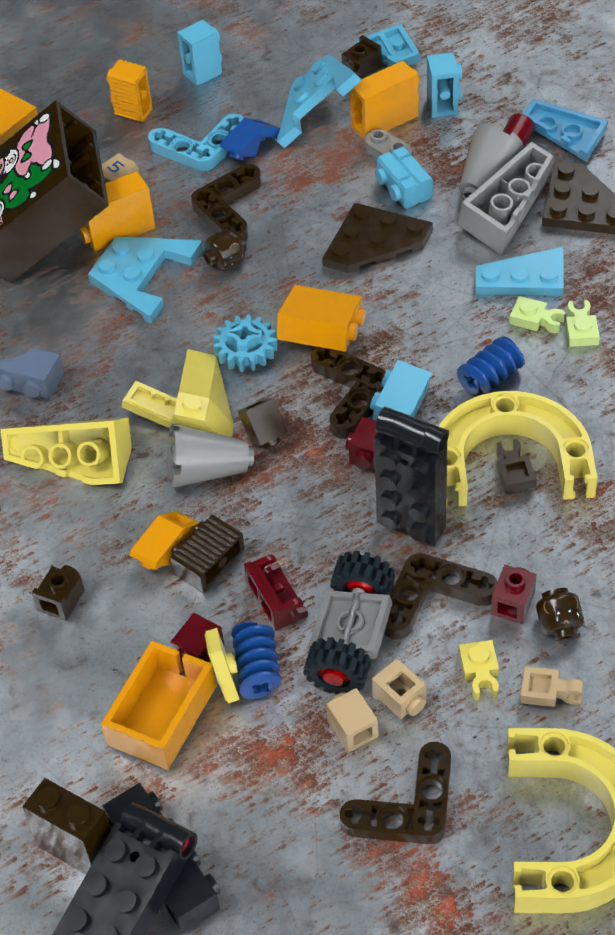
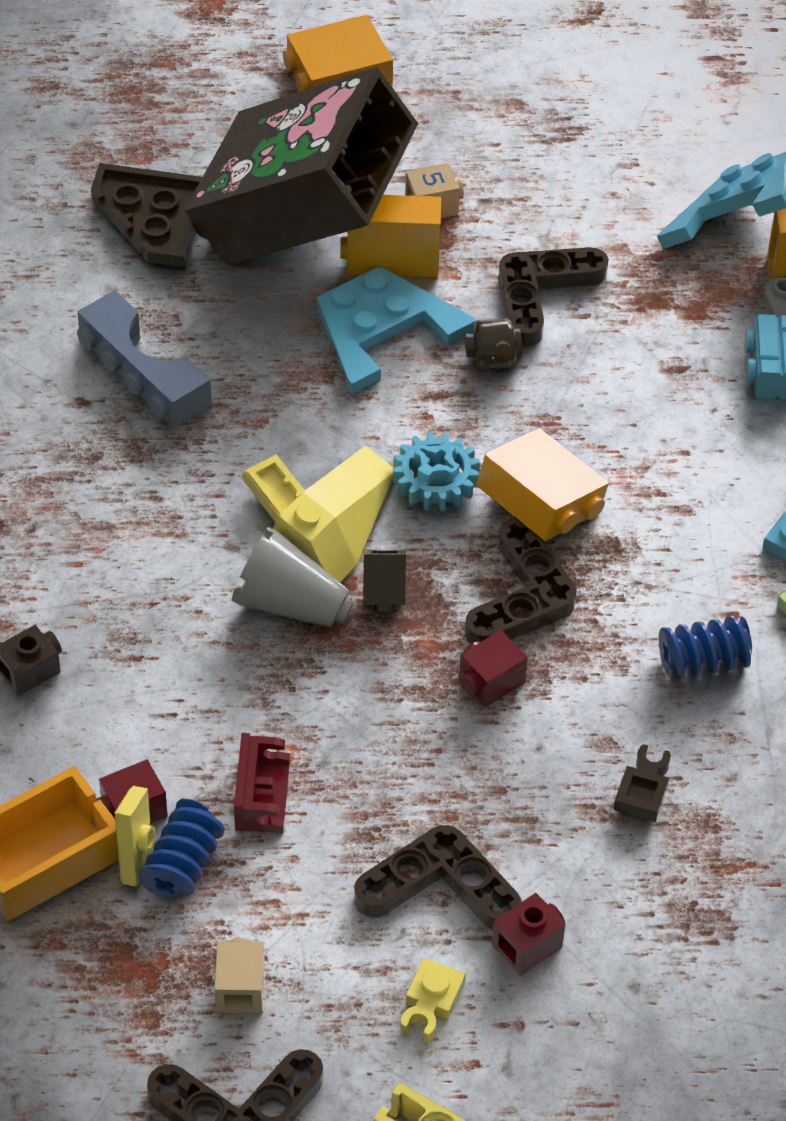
camera: 25 degrees right, 0 degrees up
(80, 450) = (161, 505): light yellow wedge -> none
(129, 90) = (517, 89): light orange brick -> none
(160, 539) = (173, 658): light orange slope -> none
(200, 52) = (637, 77): medium azure brick -> none
(200, 155) = (609, 194): medium azure beam -> none
(206, 552) = (217, 698): dark brown brick -> none
(246, 138) = (619, 212): blue slope -> none
(350, 623) = (312, 865): plate -> none
(374, 237) = (688, 415): dark brown plate -> none
(399, 689) = (316, 972): tan brick -> none
(402, 389) = (567, 629): medium azure brick -> none
(410, 475) = (482, 728): black hinge -> none
(524, 416) = (653, 707): light yellow piece -> none
(543, 688) = (486, 1060): tan plate -> none
(560, 613) = (564, 985): dark brown head -> none

